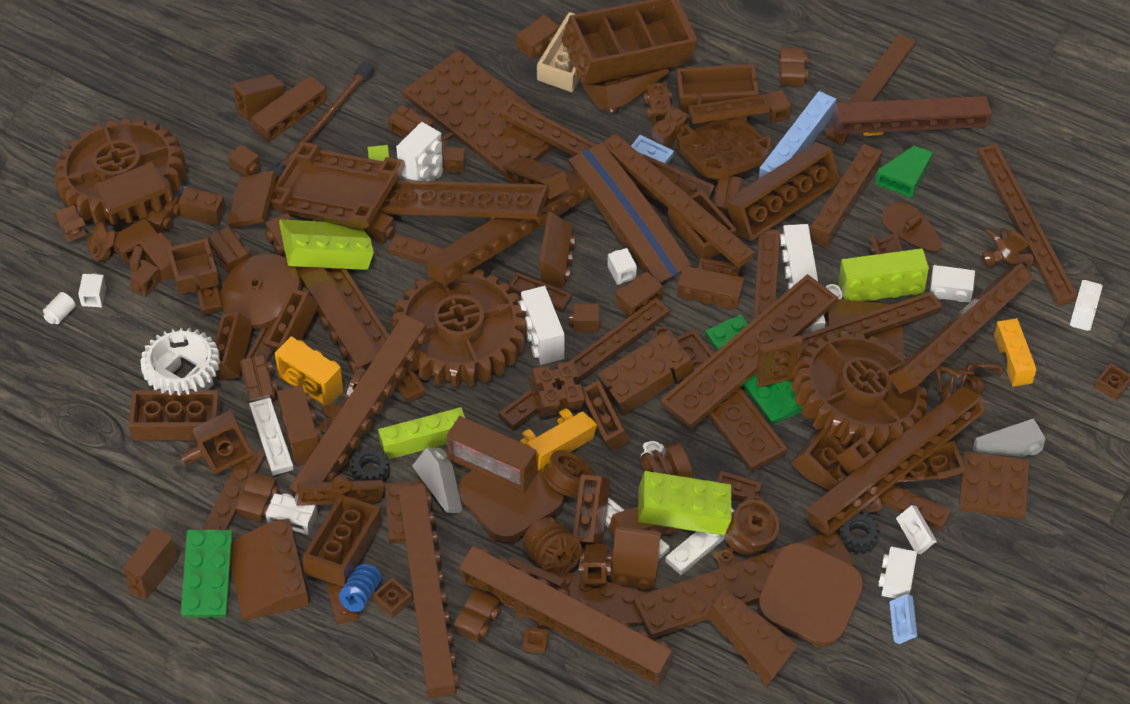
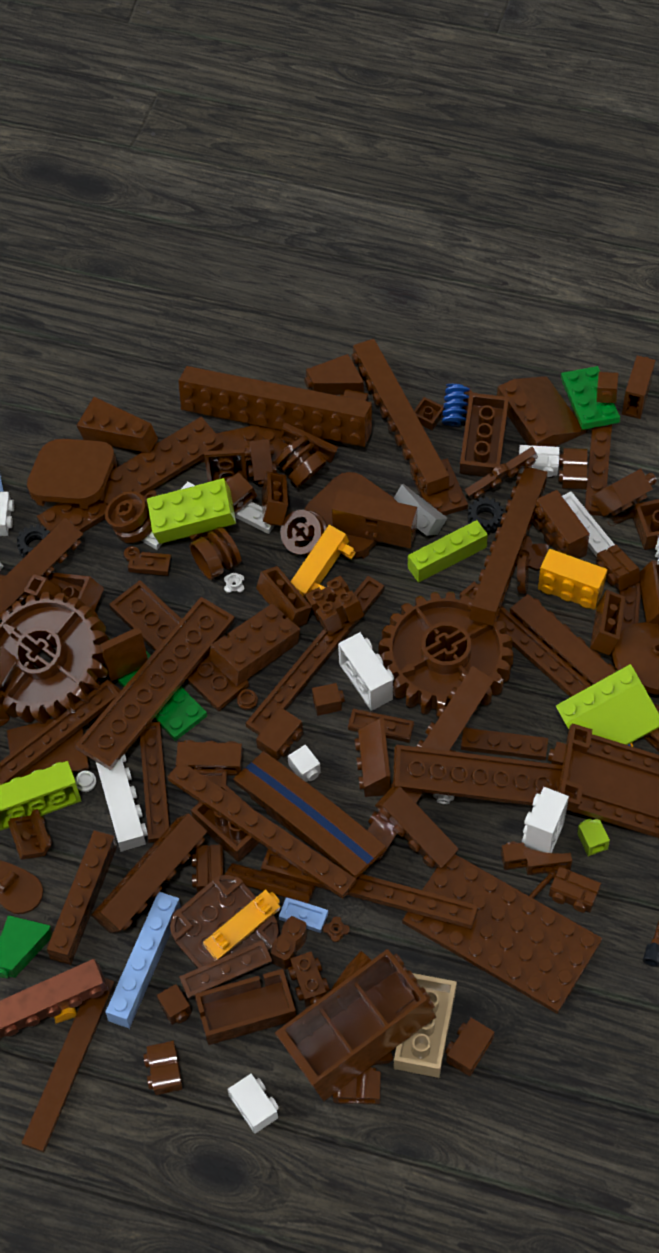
camera: 170 degrees right, 5 degrees up
(187, 556) = (607, 387): none -> reddish brown brick
(486, 660) = (334, 377): none -> reddish brown slope
(628, 136) = (337, 935): none -> reddish brown plate
(708, 134) = (242, 925): none -> light orange brick
(723, 28) = (253, 1103): none -> white brick

